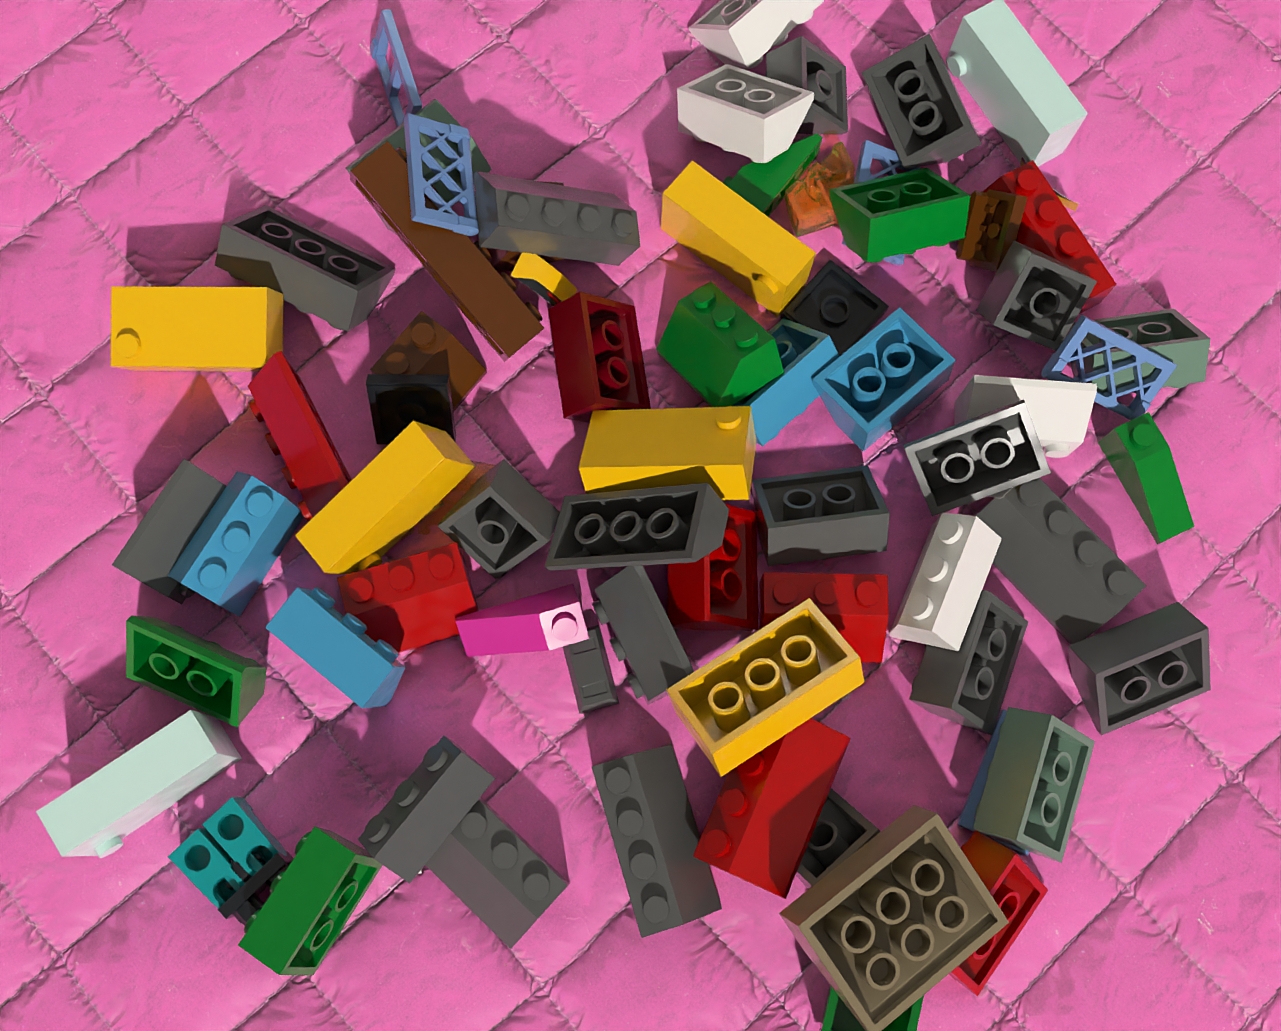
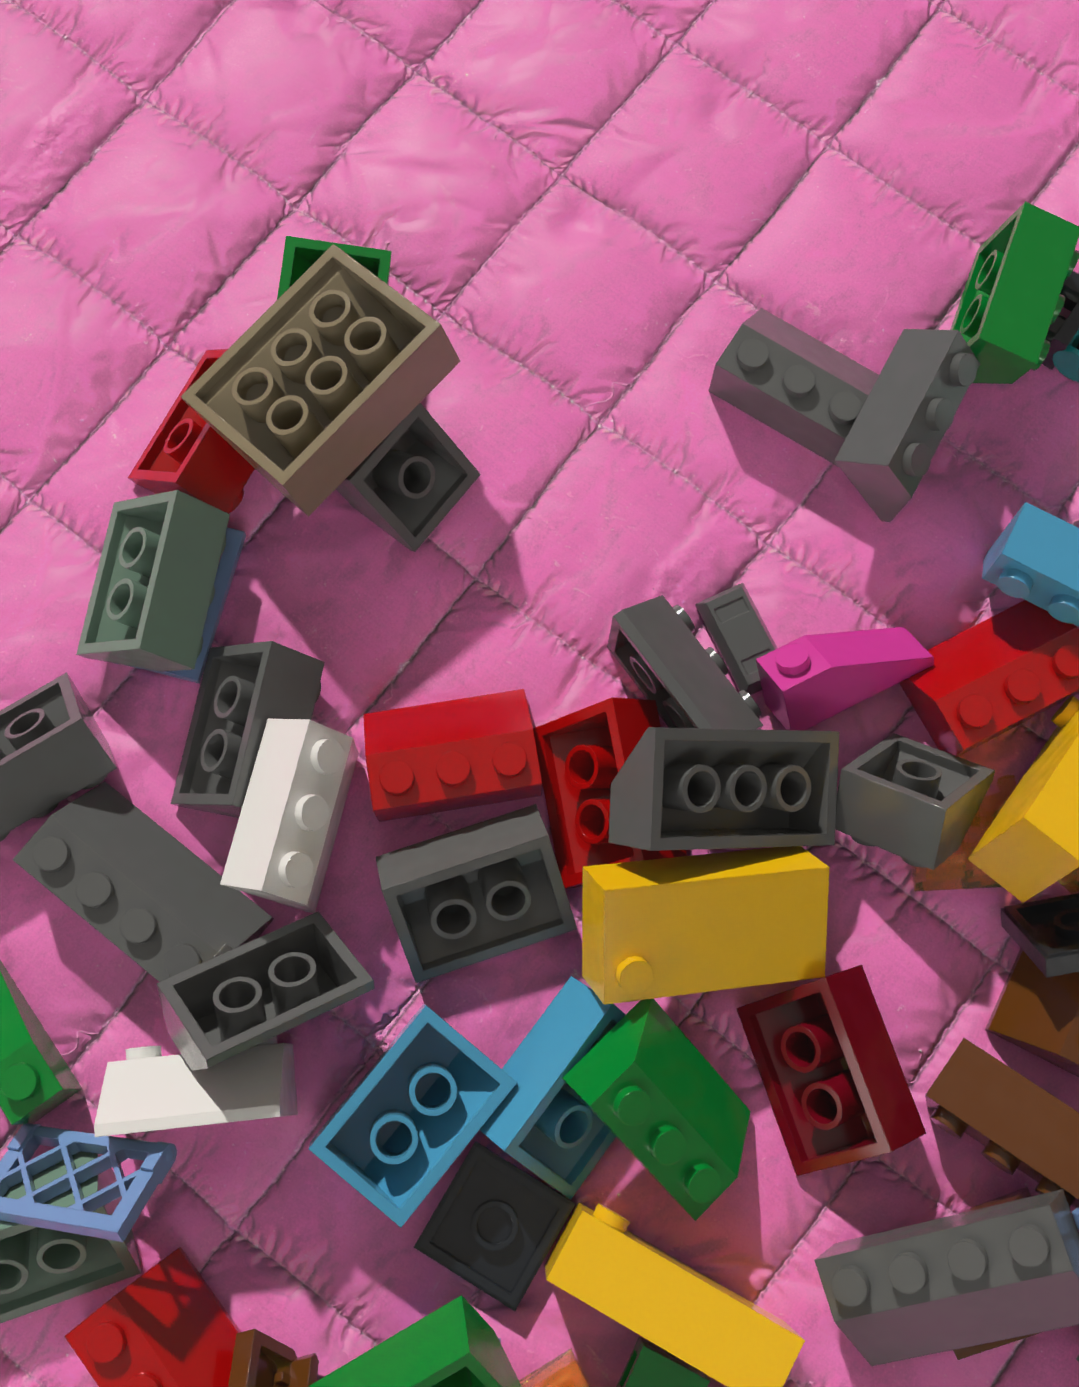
camera: 170 degrees right, 0 degrees up
(543, 278) = (944, 1177): yellow sticker -> none
(656, 839) = (619, 447): dark grey slope -> none
(766, 686) = (519, 616): yellow brick -> none
(773, 807) = (484, 510): red slope -> none
(1035, 296) = (192, 1293): dark grey slope -> none

